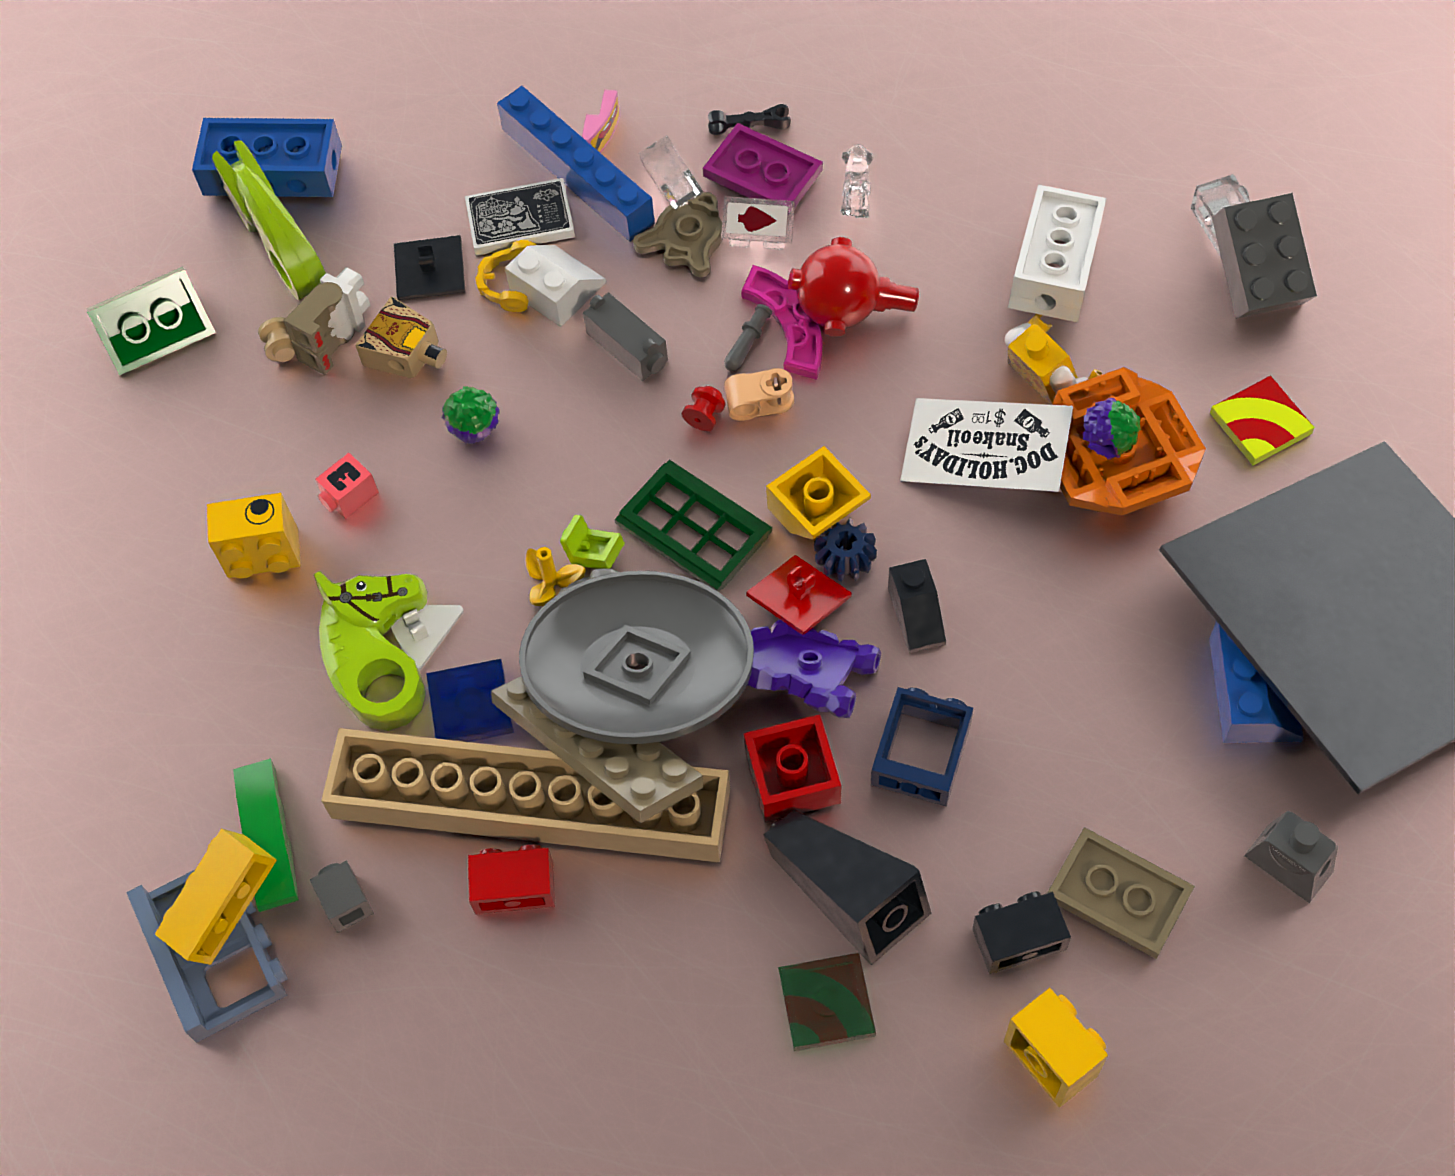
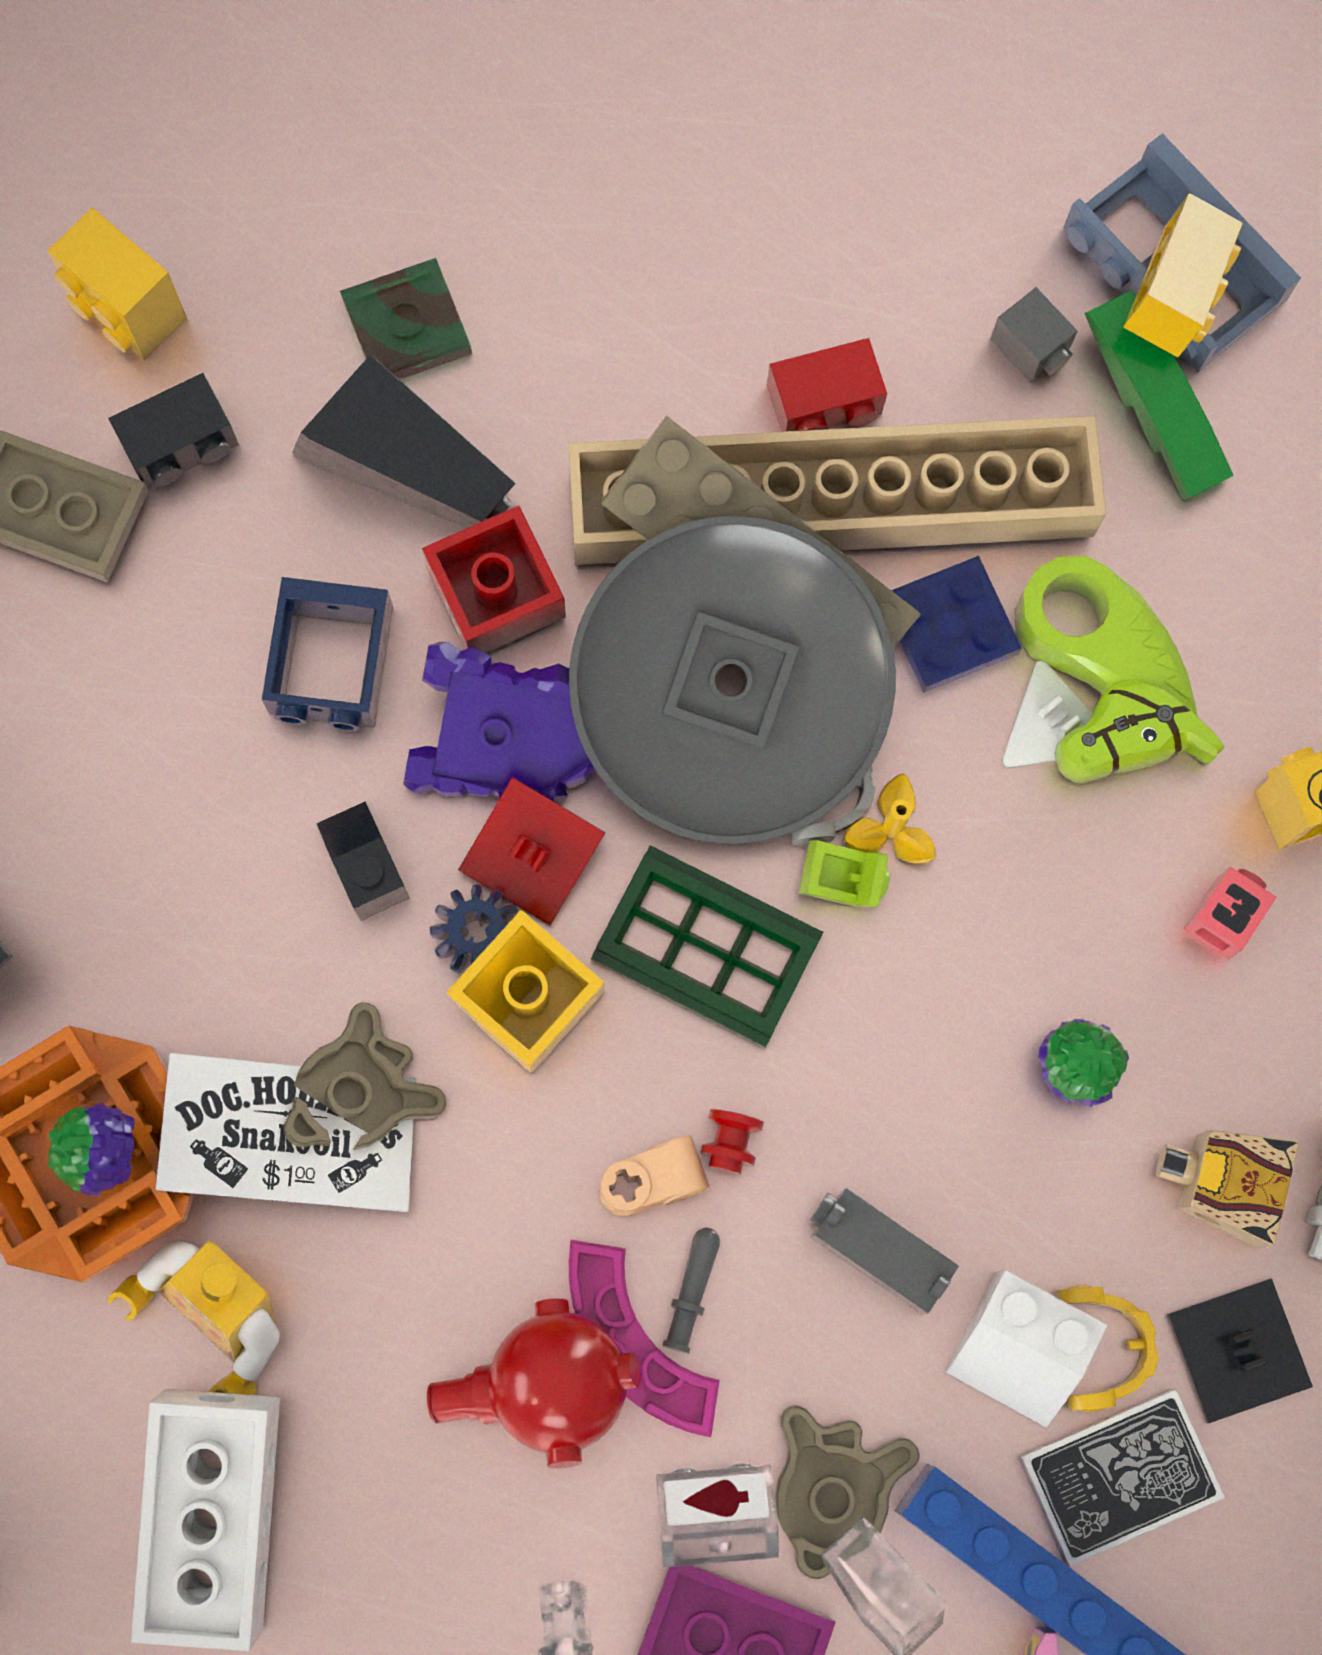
camera: 160 degrees right, 15 degrees up
(936, 474) = (361, 1082): none -> dark tan tile

